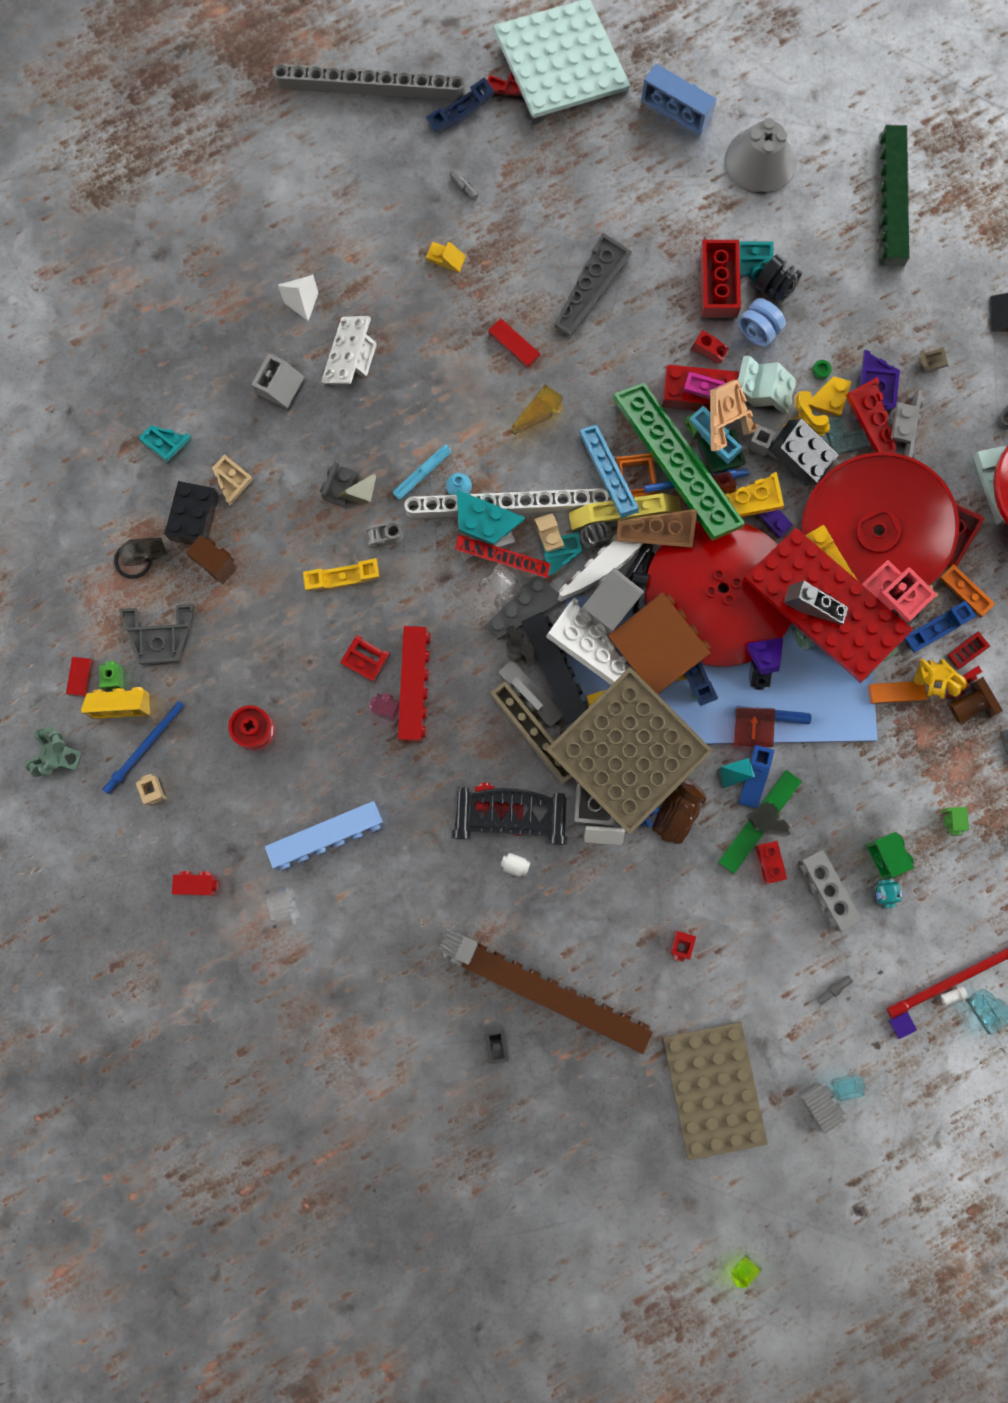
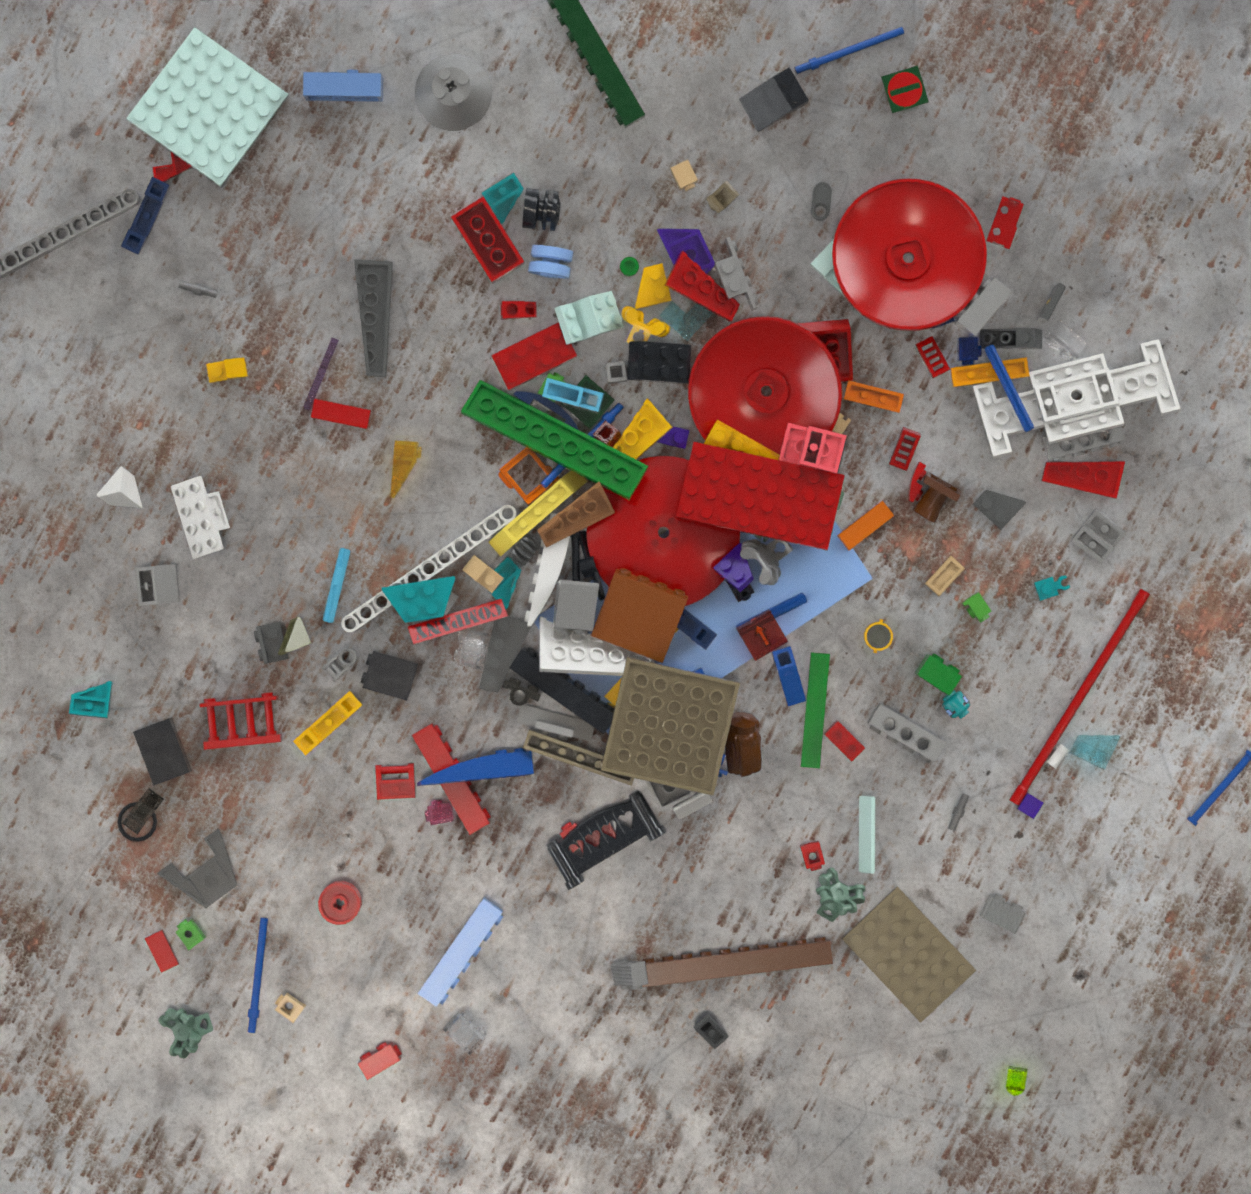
camera: 30 degrees left, 10 degrees up
(116, 703) = (211, 953): yellow slope -> none
(215, 561) = (209, 782): reddish brown brick -> none
(231, 478) = (174, 697): tan wing -> none
(270, 549) = (251, 737): none -> red fence
(418, 568) = (389, 675): none -> black brick
(445, 689) = (486, 767): none -> blue slope
(459, 482) = (376, 576): medium azure brick -> none
(515, 865) = (634, 876): white brick -> none
(517, 304) = (320, 374): none -> clear purple bar
(609, 471) = (500, 486): dark azure plate -> none
(682, 996) = (837, 895): none -> sand green piece
(686, 430) = (528, 398): none -> dark blue slope
(701, 385) = (537, 360): dark pink plate -> none
(726, 406) = (567, 370): light nougat wing -> none
(735, 773) = (770, 684): teal slope -> none
(741, 958) = (867, 834): none -> light aqua slope
(754, 269) = (516, 212): teal plate -> none
(766, 821) = (820, 709): clear smoke slope -> none
(795, 675) = (766, 557): none -> light grey piece
(814, 602) = (749, 507): dark grey slope -> none
(848, 1087) = (1014, 884): clear light blue brick -> none
(853, 791) = (878, 636): none -> pearl dark grey piece
(911, 324) = (684, 175): none -> tan brick
(940, 626) = (867, 445): blue slope -> none
(940, 672) = (890, 490): yellow piece -> none
(942, 776) = (944, 576): none -> tan plate

